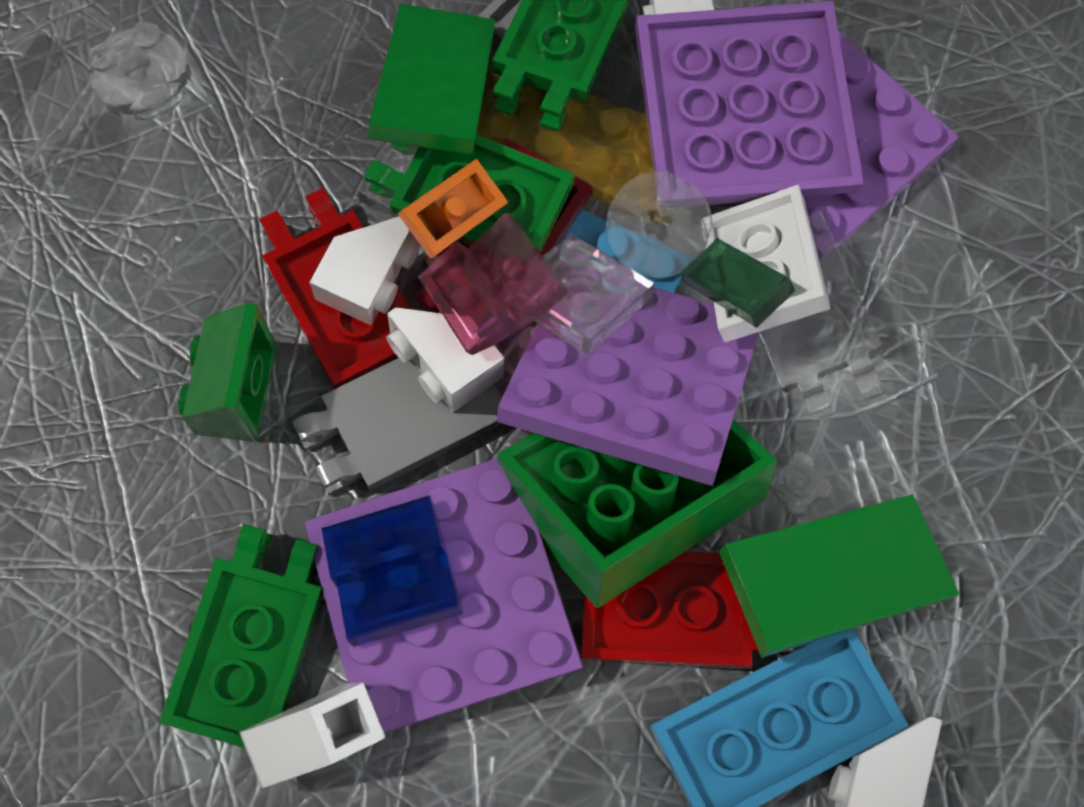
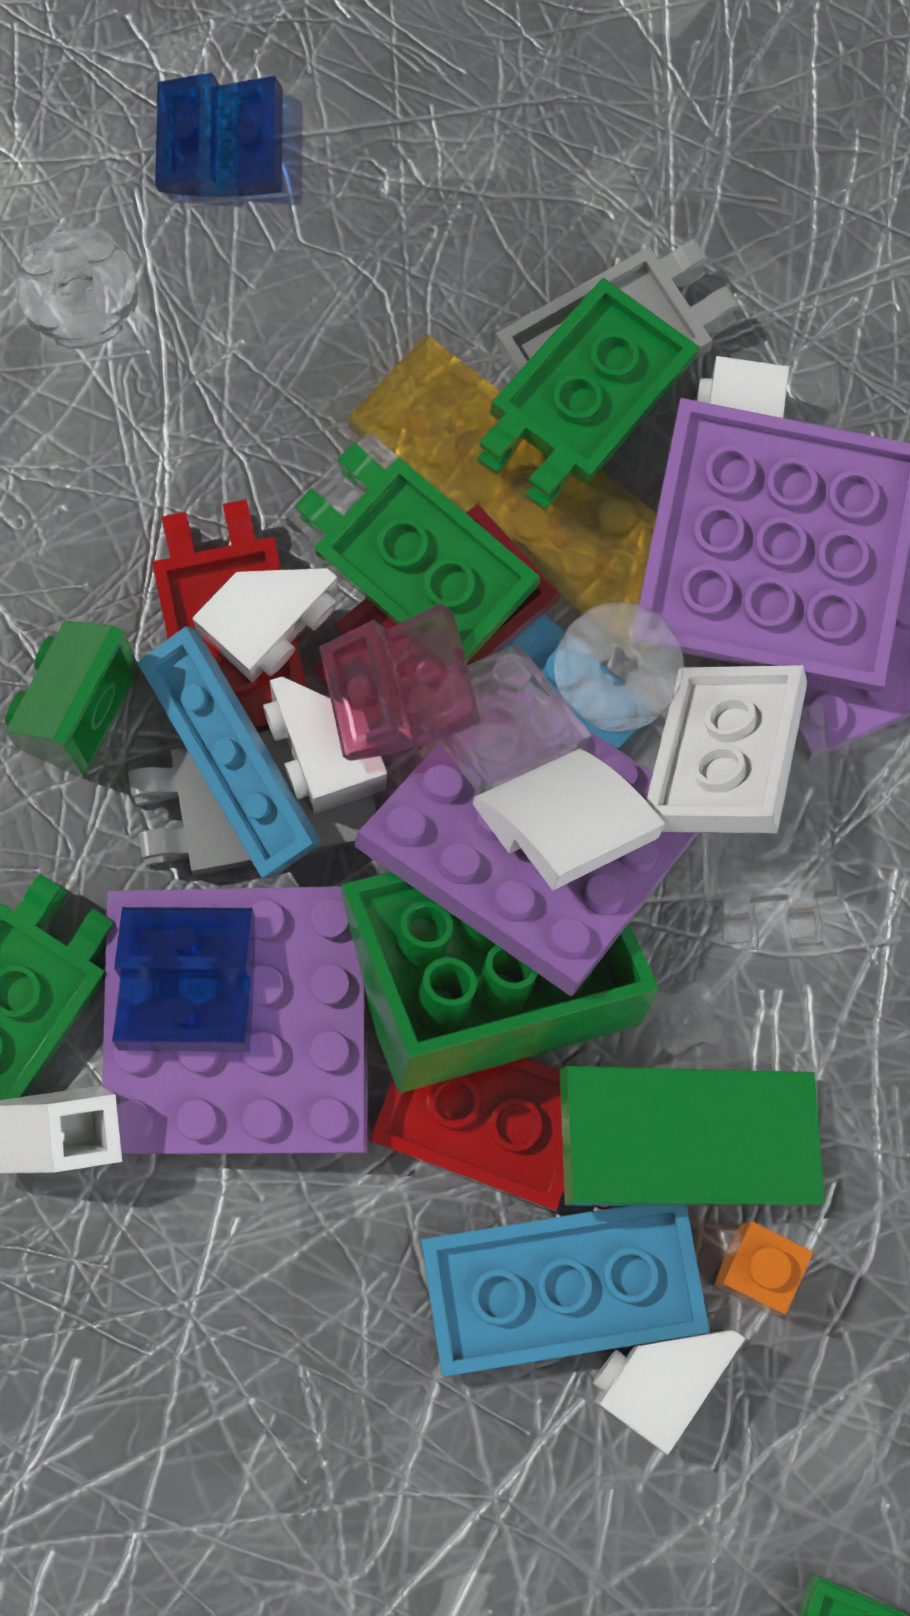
camera: 15 degrees right, 5 degrees up
(371, 382) = (229, 753): none -> dark azure plate
(433, 80) = (413, 407): green tile -> none
(452, 208) = (380, 582): orange slope -> none
(662, 346) = (569, 816): none -> white slope
(738, 282) = (684, 766): clear green tile -> none
(932, 660) = (762, 1268): none -> orange brick

